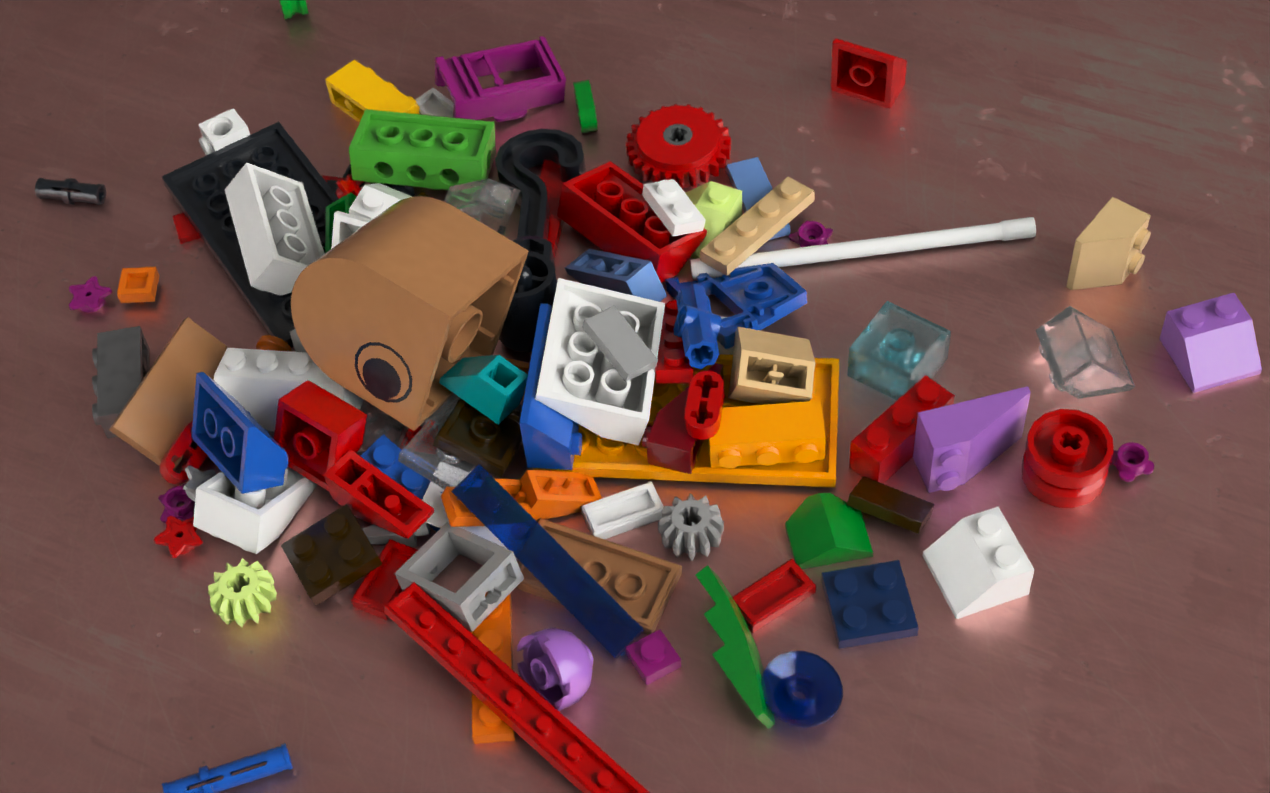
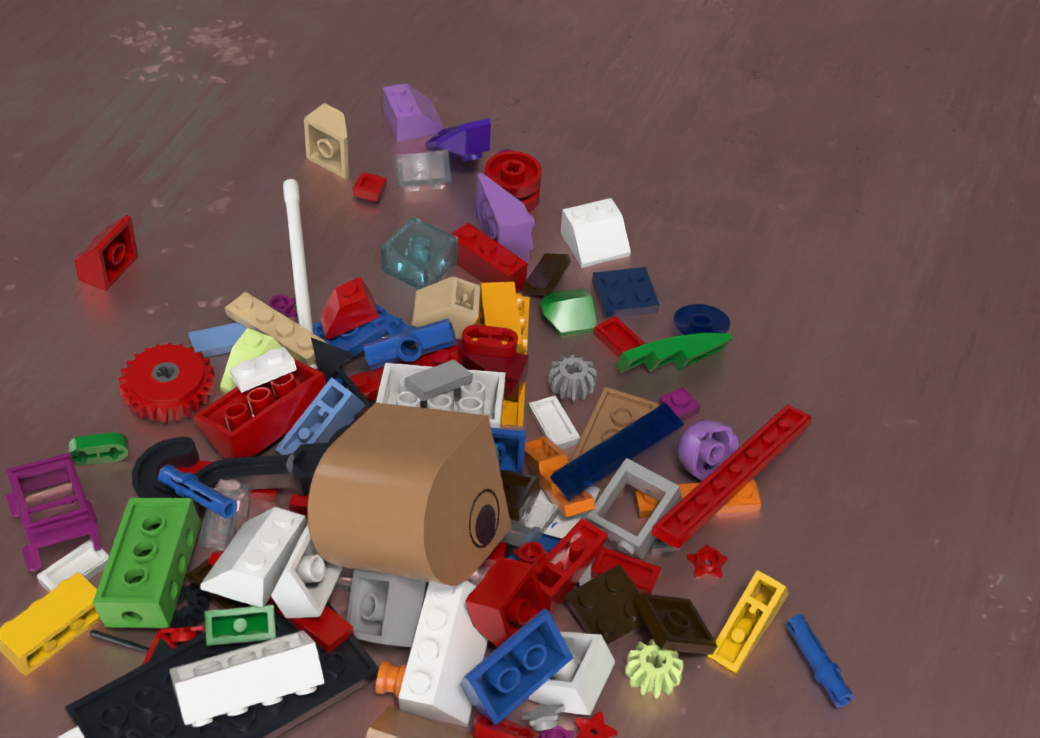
camera: 100 degrees left, 5 degrees down
(289, 611) = (675, 624): none -> dark brown tile
(294, 701) = (749, 621): none -> yellow slope
(378, 446) = (535, 551): none -> red plate
(391, 662) = (707, 554): none -> red plate
(500, 160) = (189, 486): none -> blue pin
(694, 274) = (330, 361): none -> black piece
(771, 275) = (348, 308): none -> red slope
(1040, 304) = (369, 186): none -> red plate
(1140, 391) = (463, 140): none -> dark purple wedge

